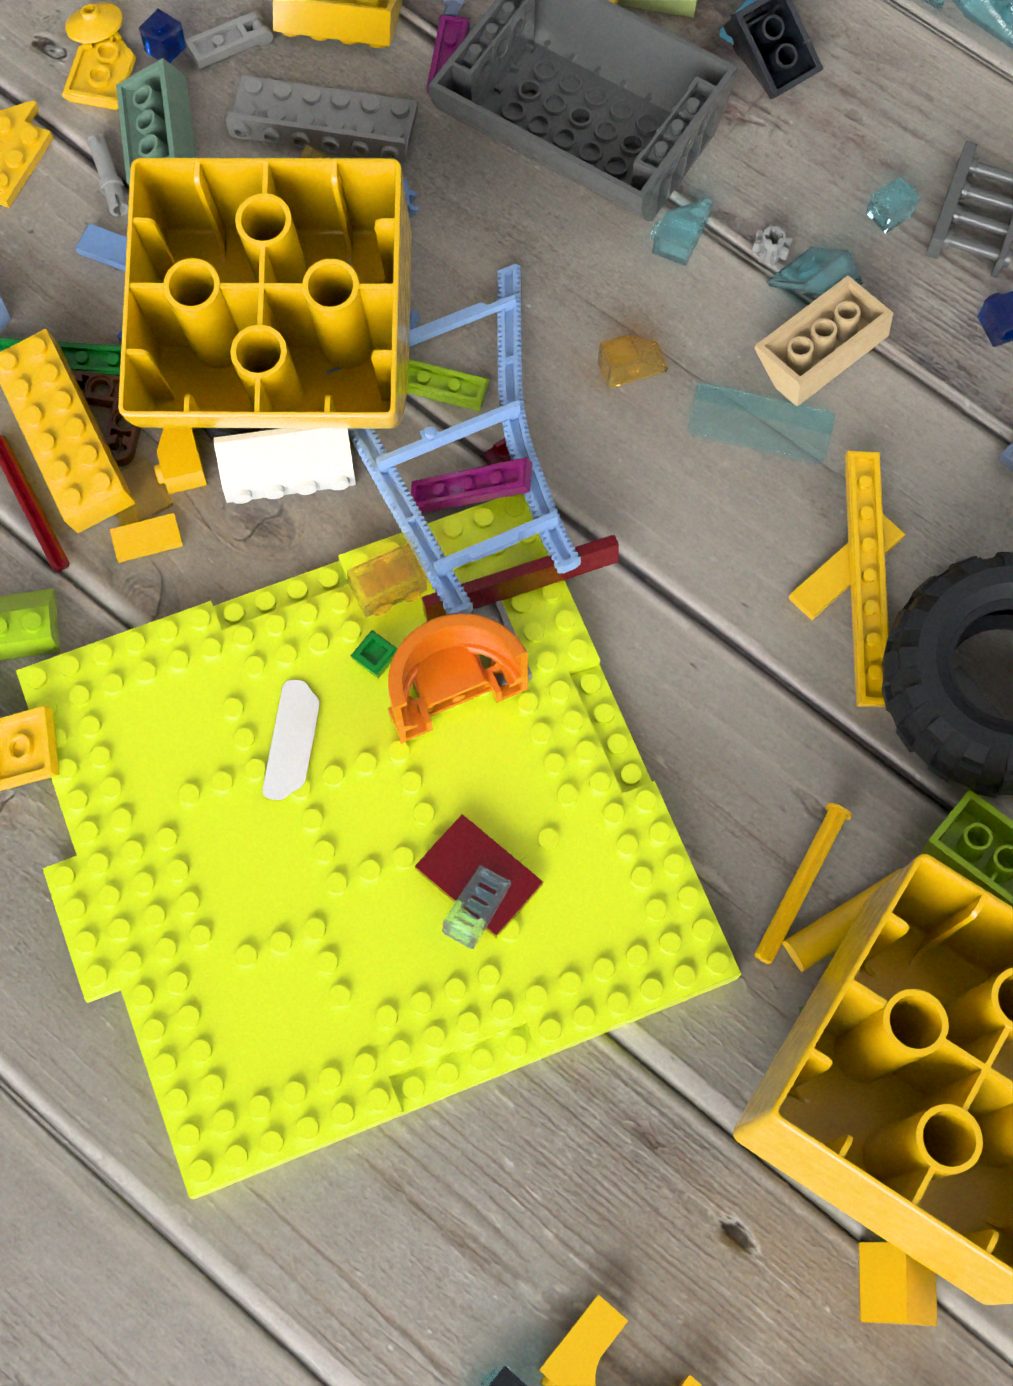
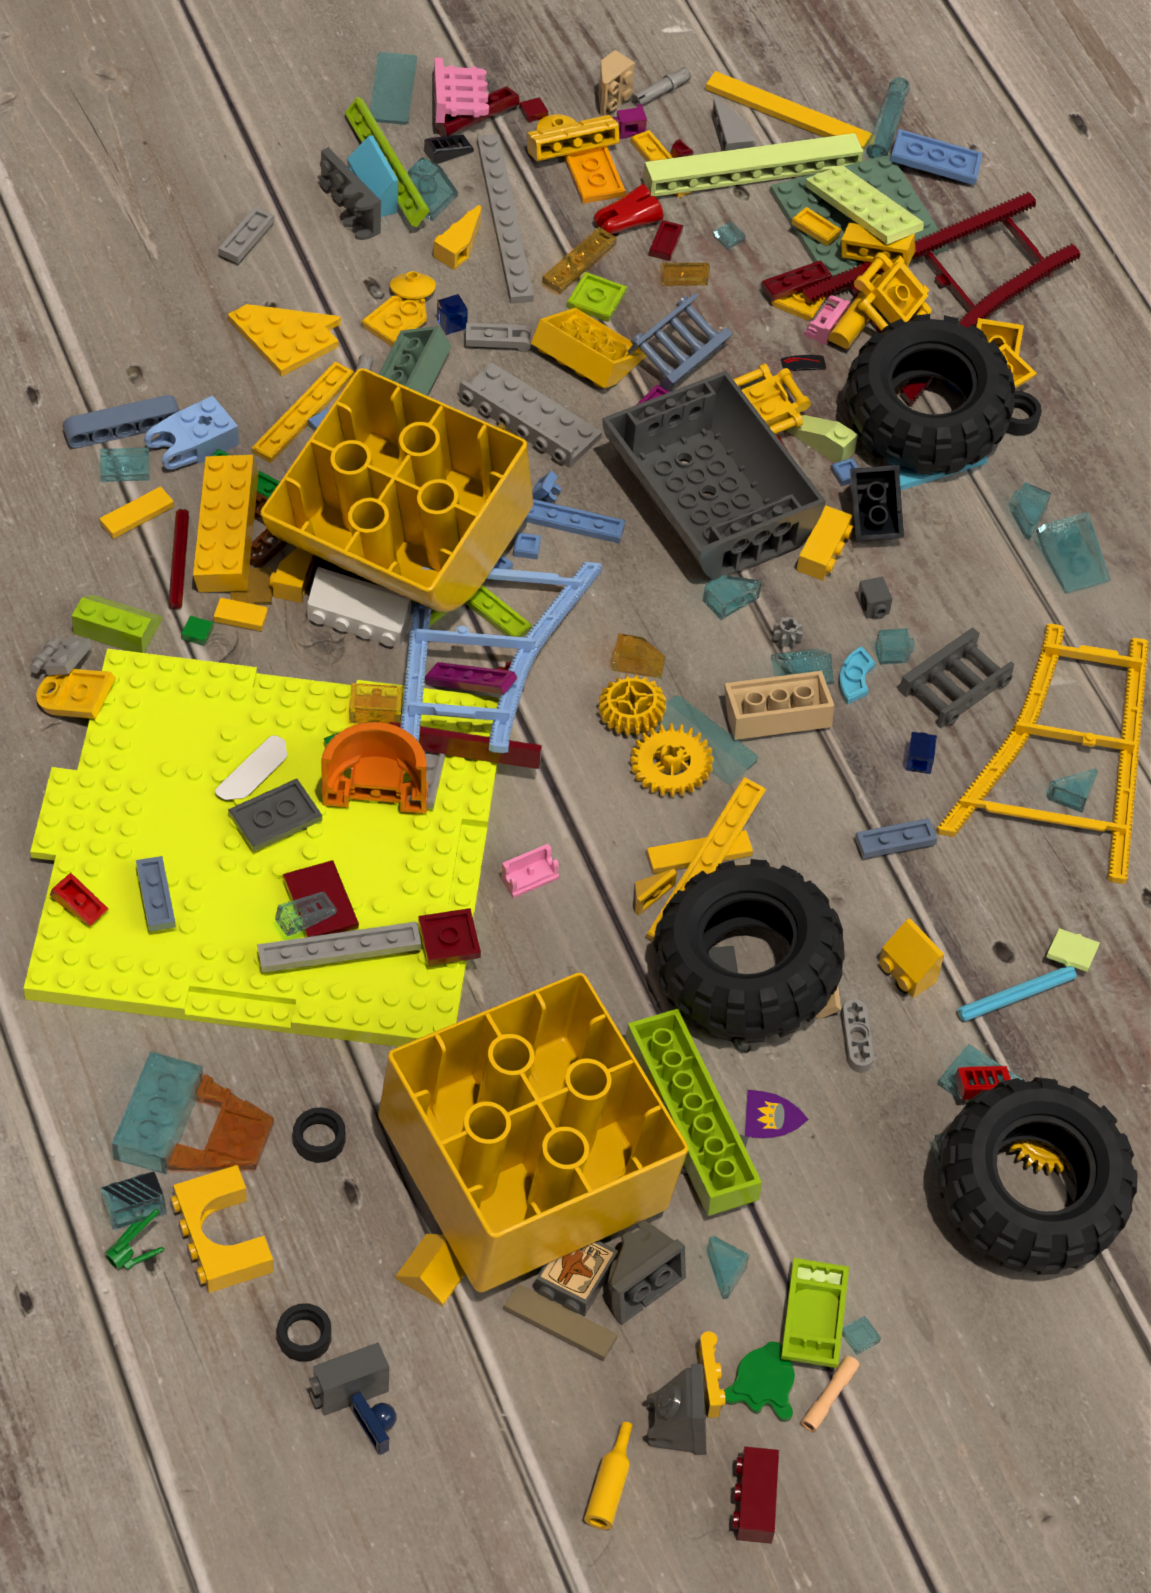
camera: 25 degrees right, 15 degrees down
(61, 239) = (297, 416): none -> yellow tile
(107, 585) = (197, 630): none -> green tile
(189, 1040) = (78, 900): none -> red slope
(278, 979) = (155, 893): none -> sand blue plate
(355, 789) = (275, 815): none -> dark grey tile
(423, 283) = (527, 545): none -> medium blue tile
(455, 1272) = (157, 1112): none -> clear light blue brick
(462, 223) = (576, 521): none -> medium blue tile
(539, 928) = (339, 947): none -> light grey plate
(565, 1247) = (236, 1135): none -> clear orange wing
(658, 841) = (449, 937): none -> dark red plate
(662, 435) = (619, 713): none -> yellow gear
(683, 696) = (529, 871): none -> bright pink hinge
(686, 1174) = (319, 1116): none -> black tyre
(706, 21) = (842, 470): none -> medium blue tile
(745, 121) = (825, 543): none -> yellow brick
(747, 444) = (673, 750): none -> yellow gear
(825, 644) = (652, 889): none -> yellow slope
(836, 156) = (874, 597): none -> dark grey brick
(869, 259) = (853, 675): none -> medium azure tile

